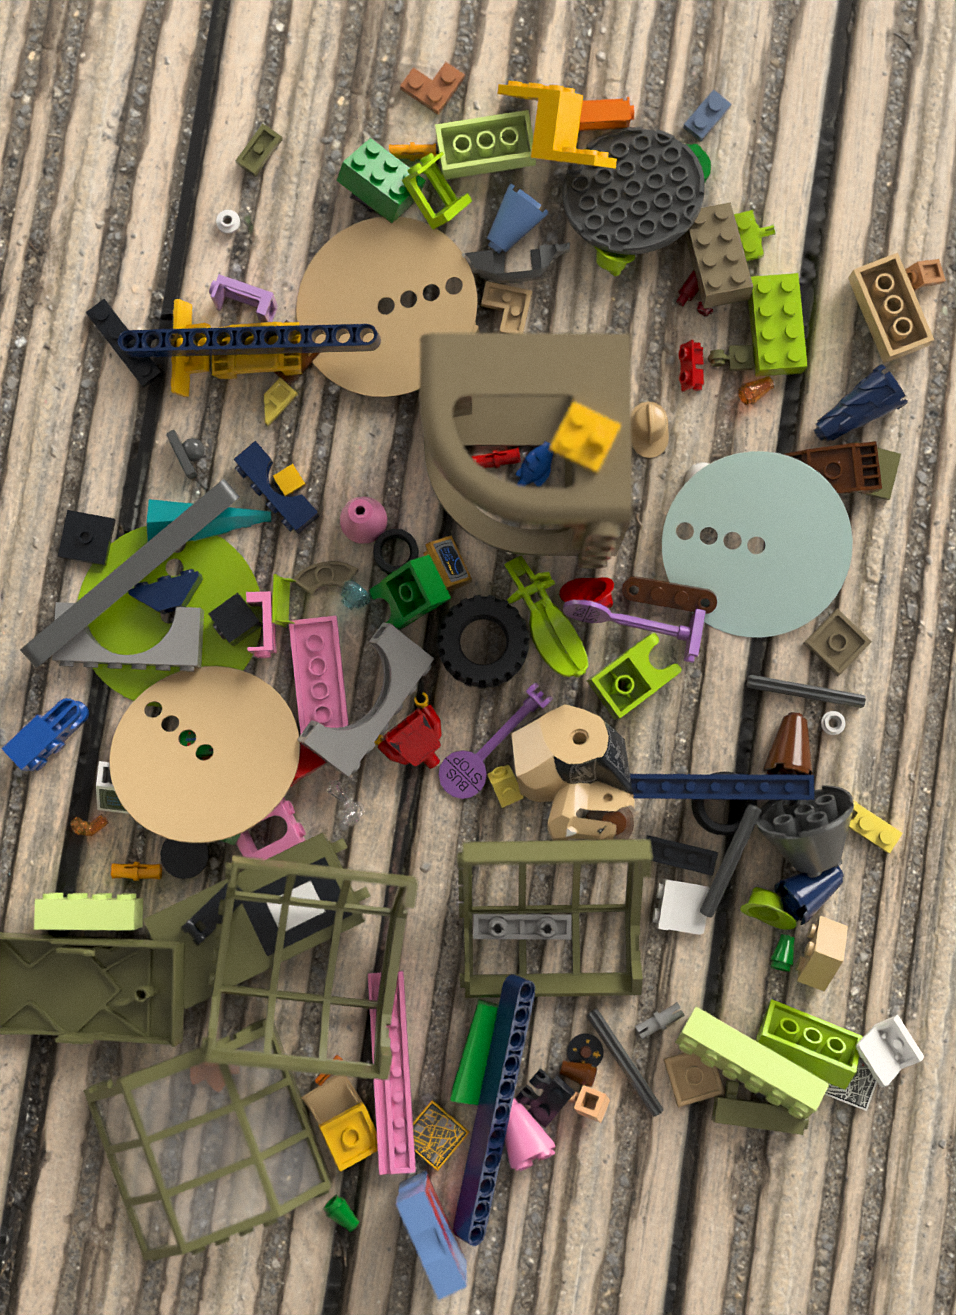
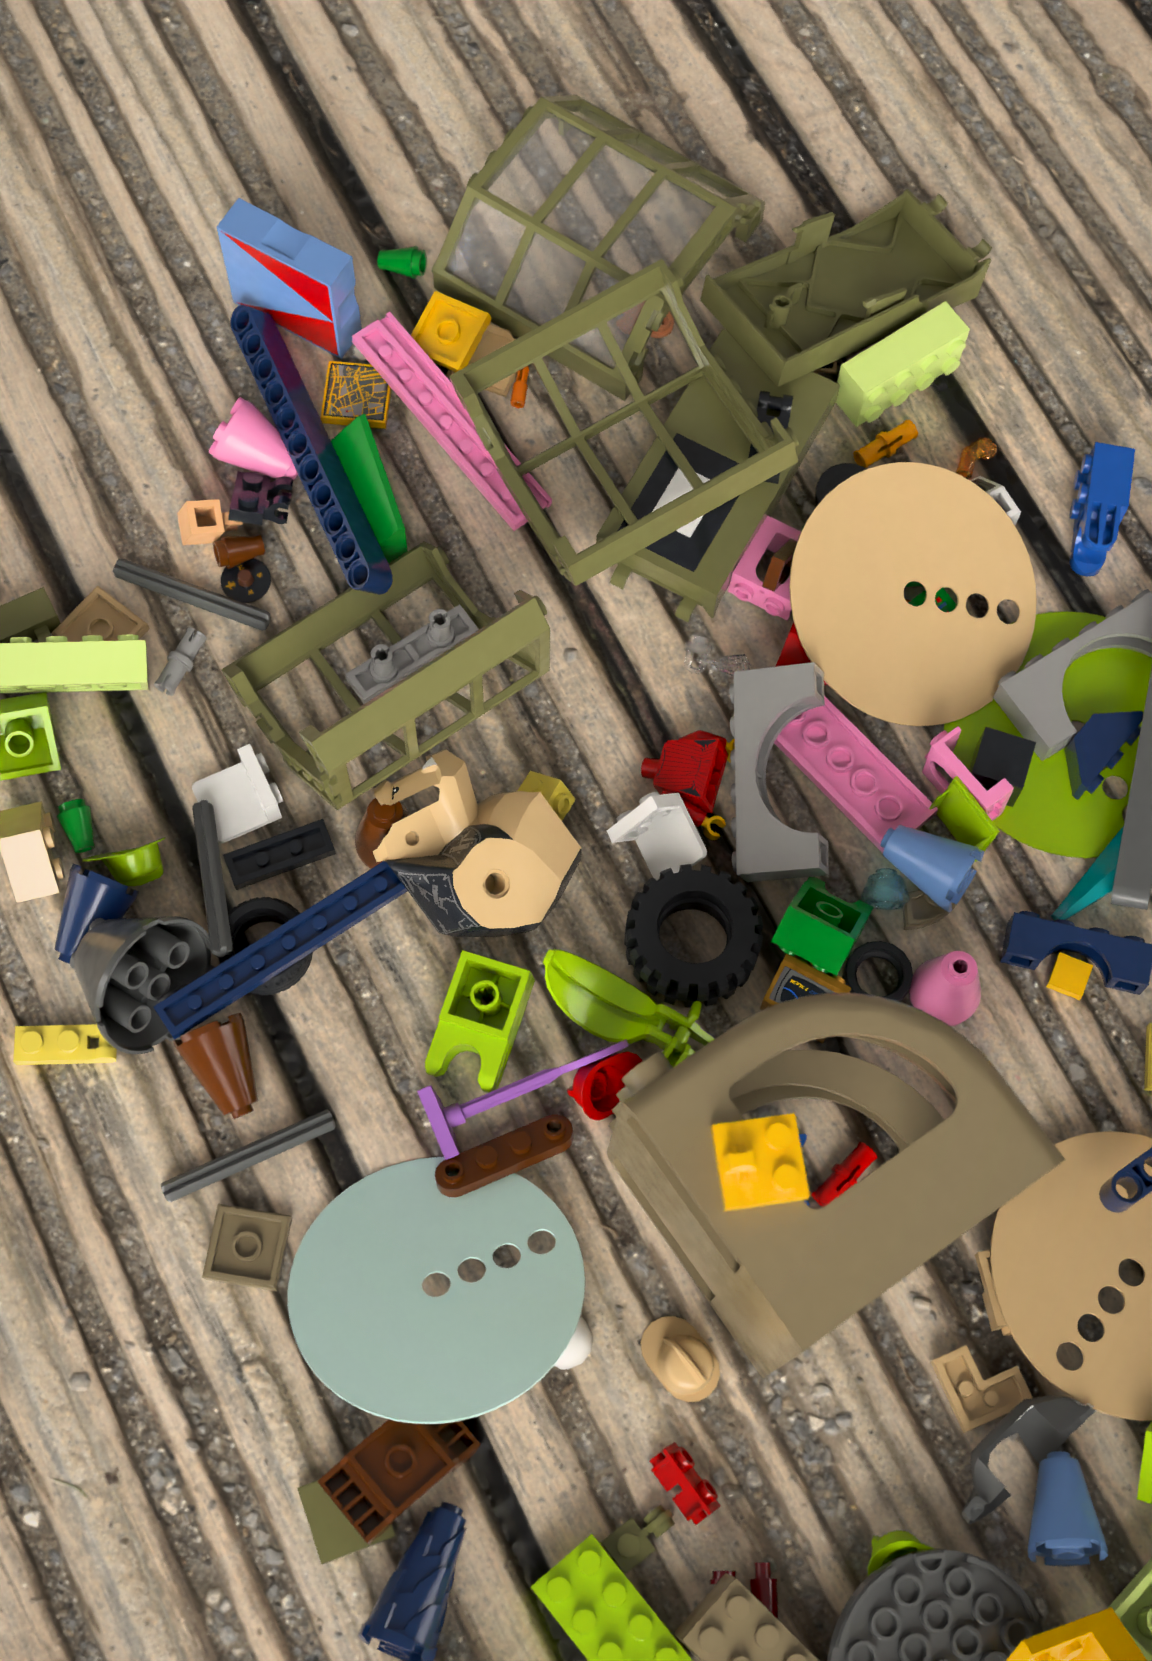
camera: 145 degrees right, 15 degrees down
(267, 826) = (780, 566): none -> reddish brown tile
(320, 587) = (932, 863): none -> medium blue cone
(456, 710) = (661, 832): none -> white bracket
(464, 772) = (602, 781): medium lavender piece -> none
(754, 390) = (578, 1510): clear orange cone -> none
(839, 720) = (183, 1129): white plate -> none

